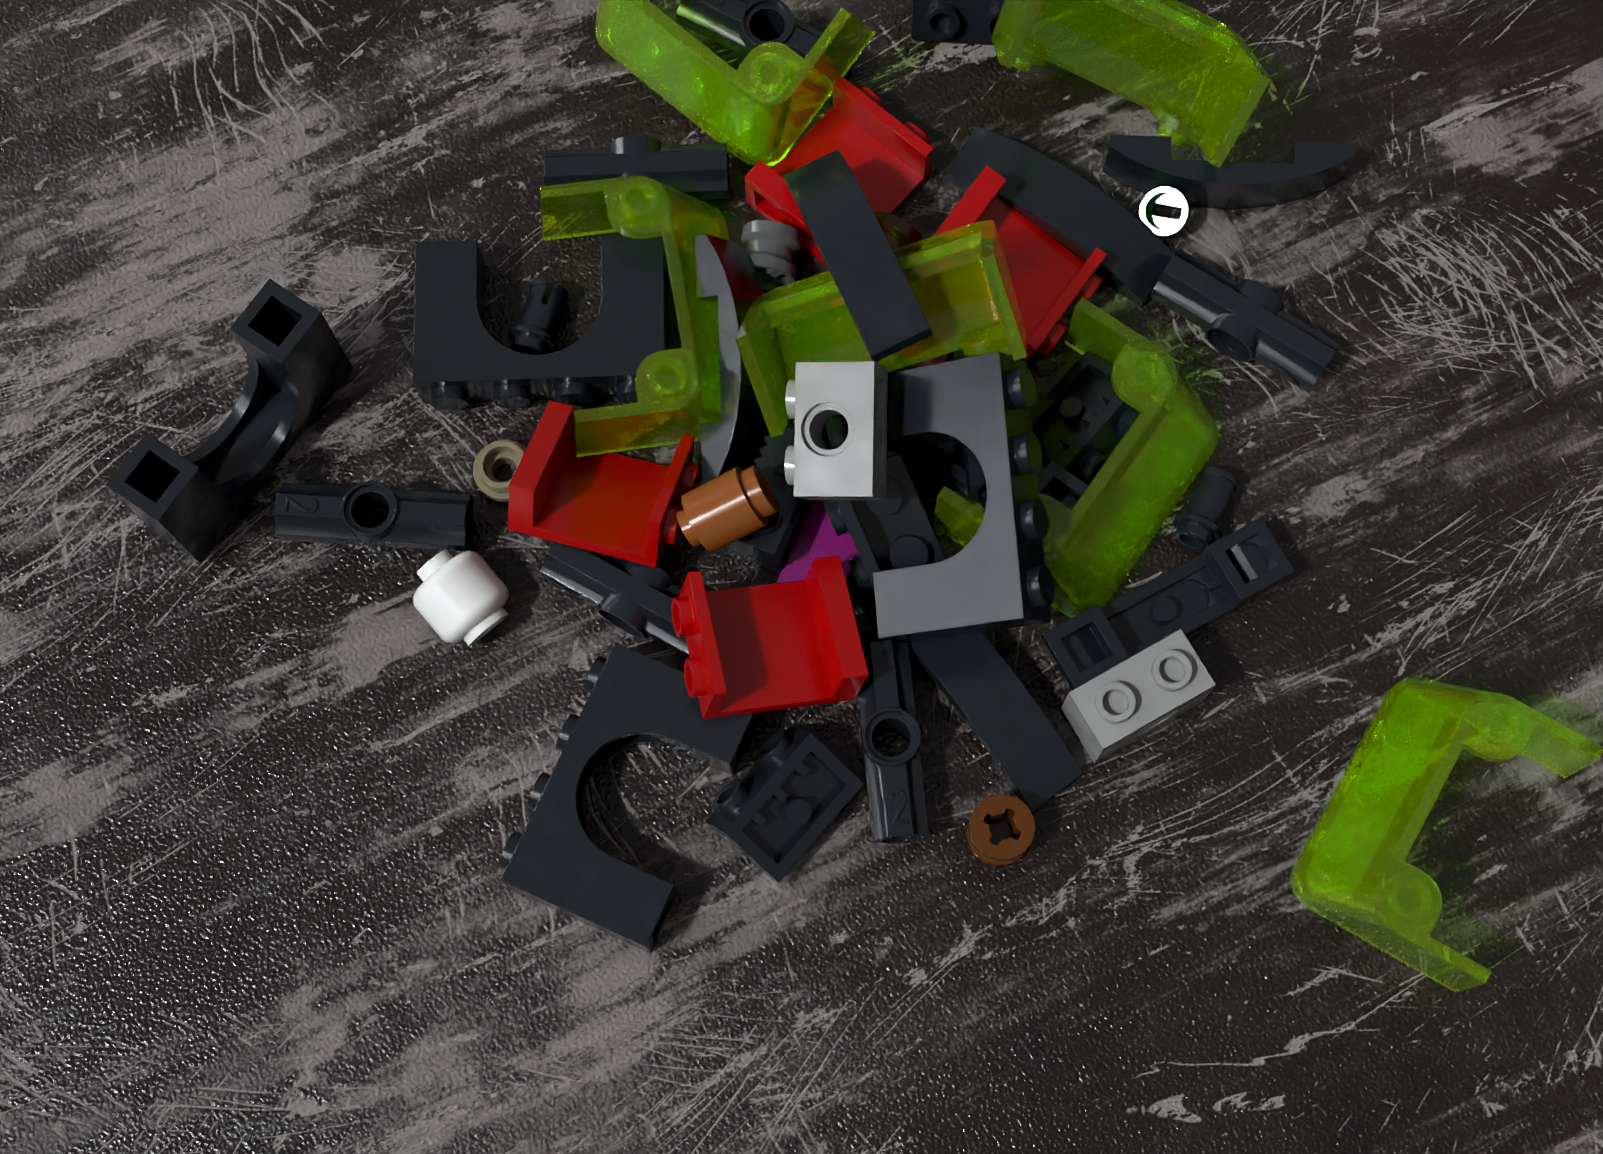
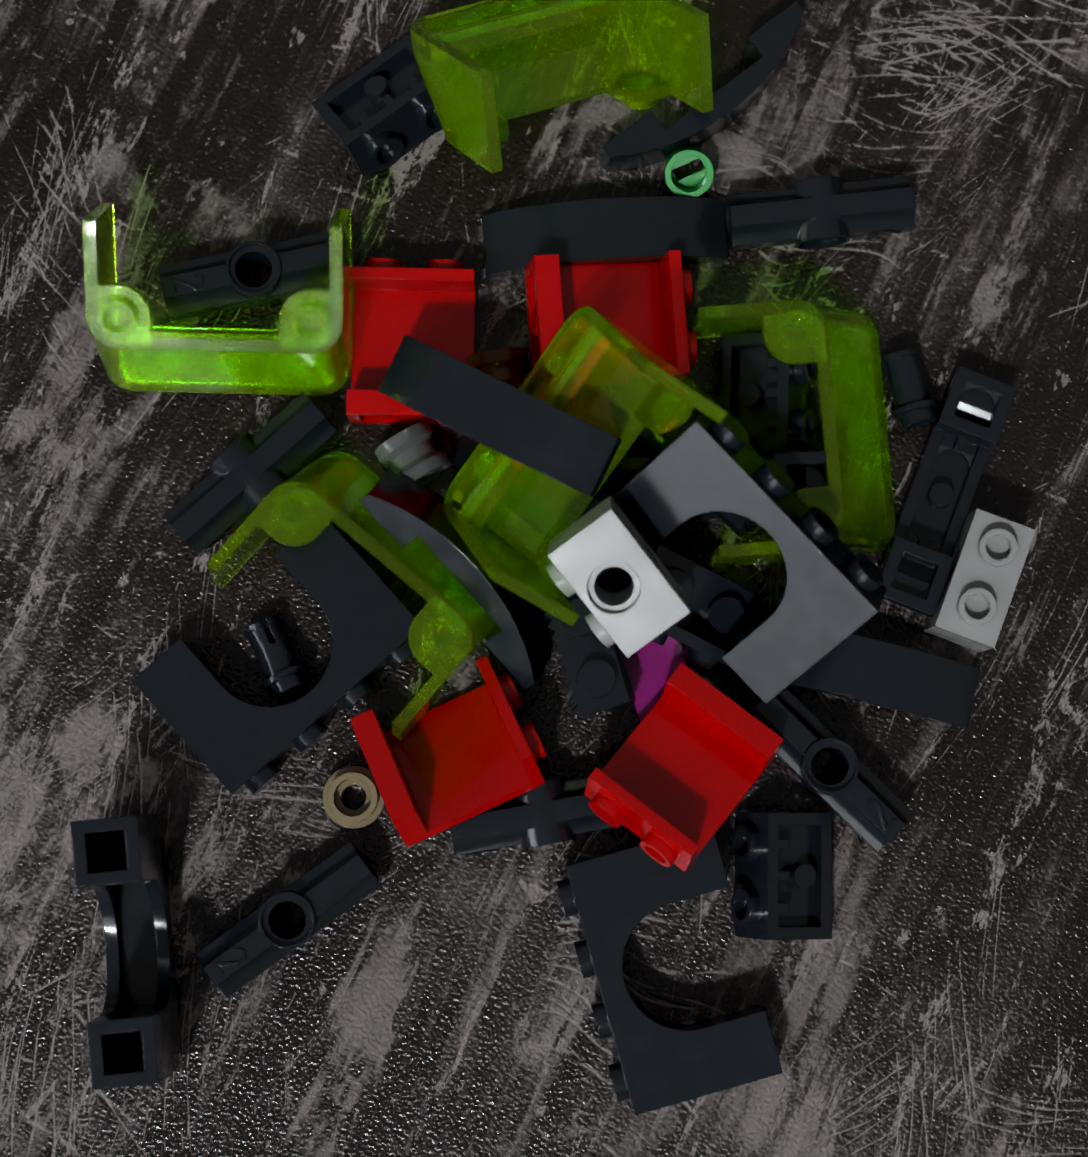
camera: 45 degrees left, 10 degrees up
(460, 596) = (411, 925): white head -> none
(727, 508) = (572, 700): dark orange brick -> none
(994, 841) = (946, 766): reddish brown wheel -> none

